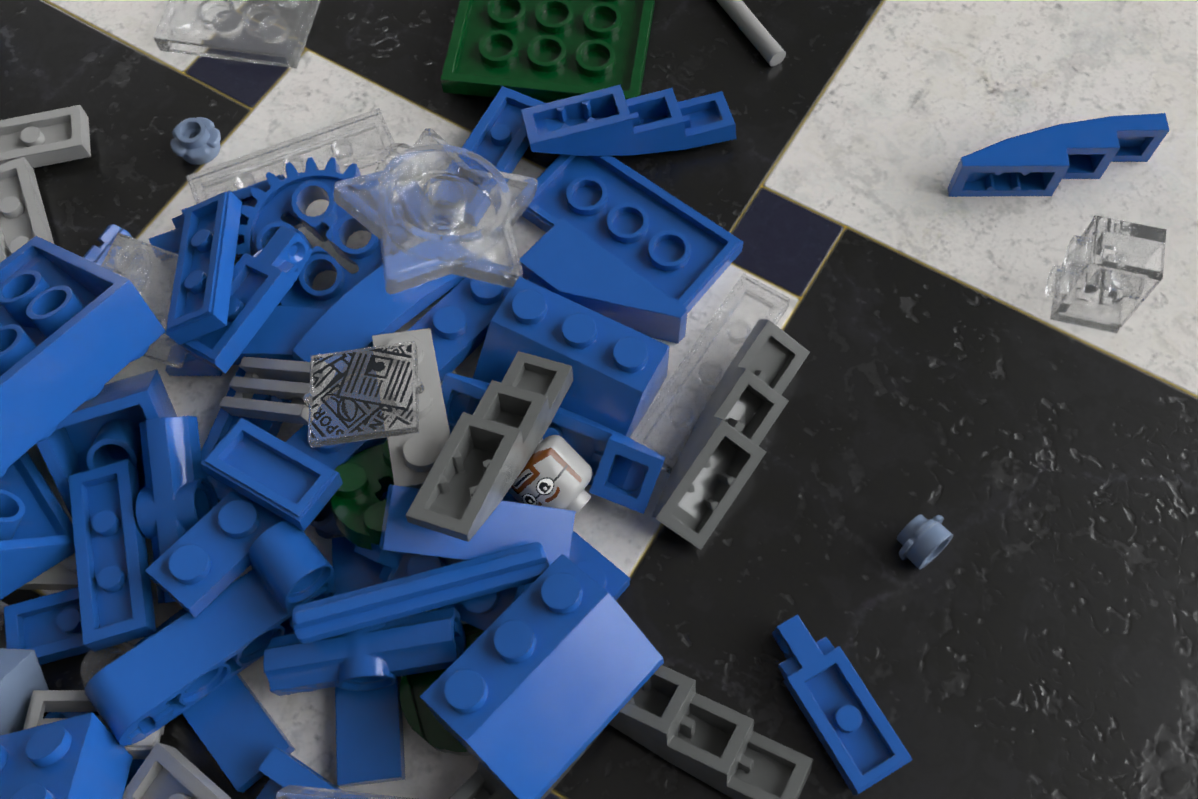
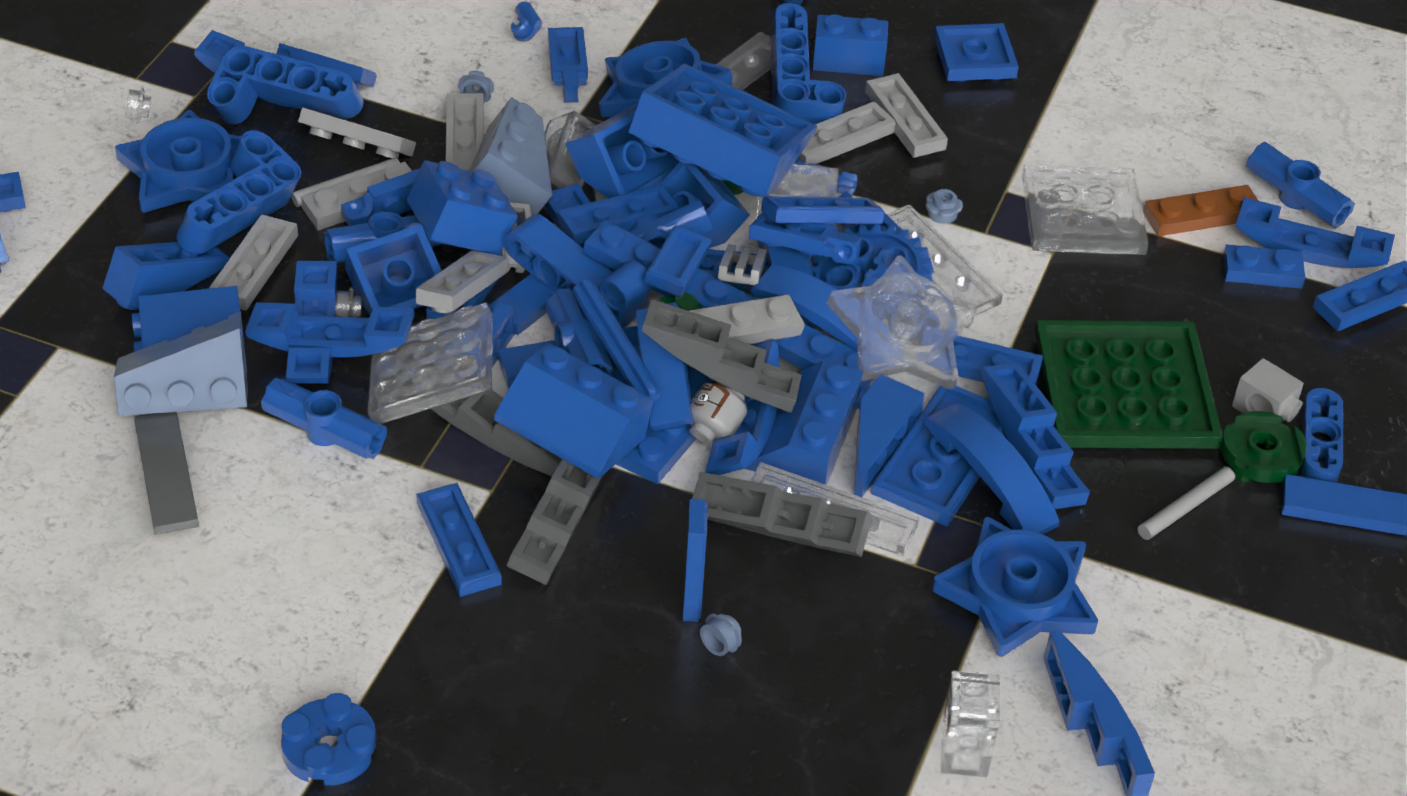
camera: 75 degrees right, 20 degrees down
(363, 394) = (739, 288): clear piece -> none
(670, 171) = (998, 464): none -> blue slope
(838, 707) = (589, 587): blue hinge -> none
(861, 191) = (1020, 586): none -> blue plate
(869, 543) = (695, 559): none -> blue tile

